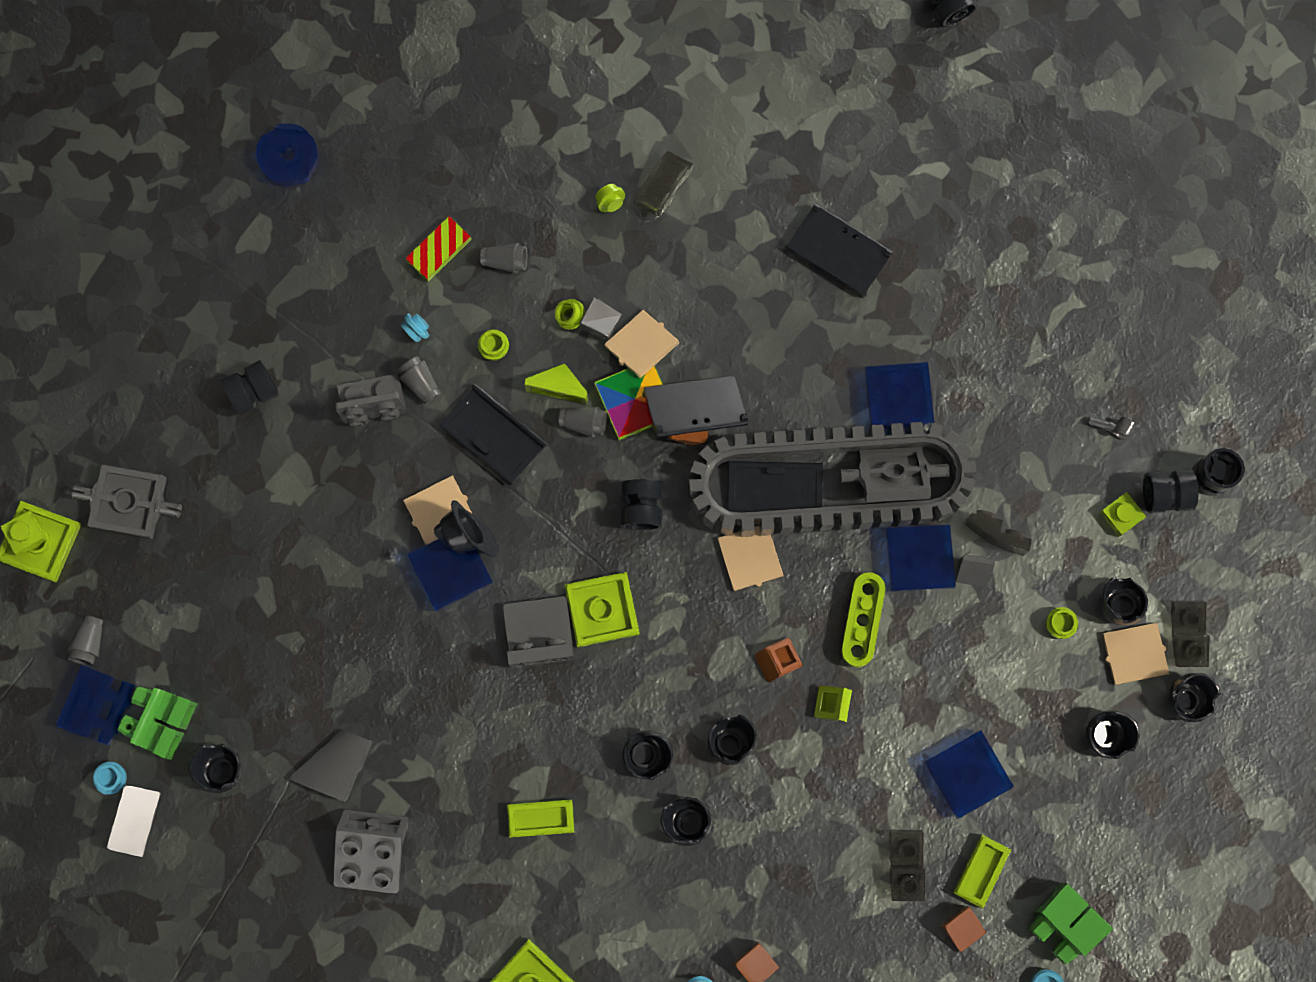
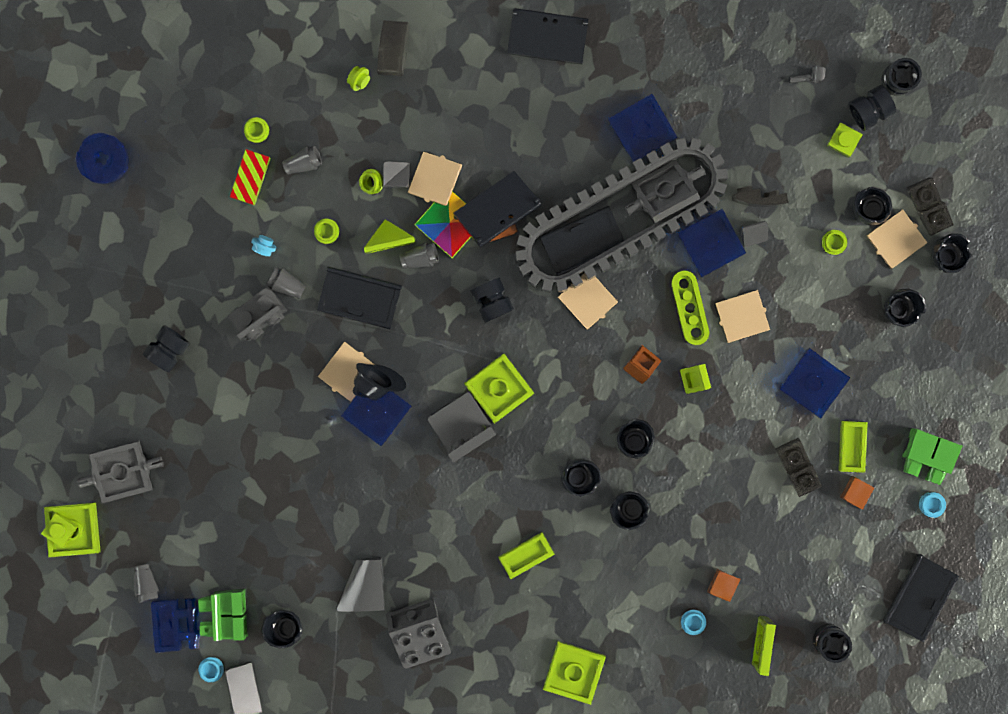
camera: 25 degrees left, 10 degrees up
(471, 202) = (256, 130): none -> lime plate
(919, 659) = (742, 316): none -> tan piece

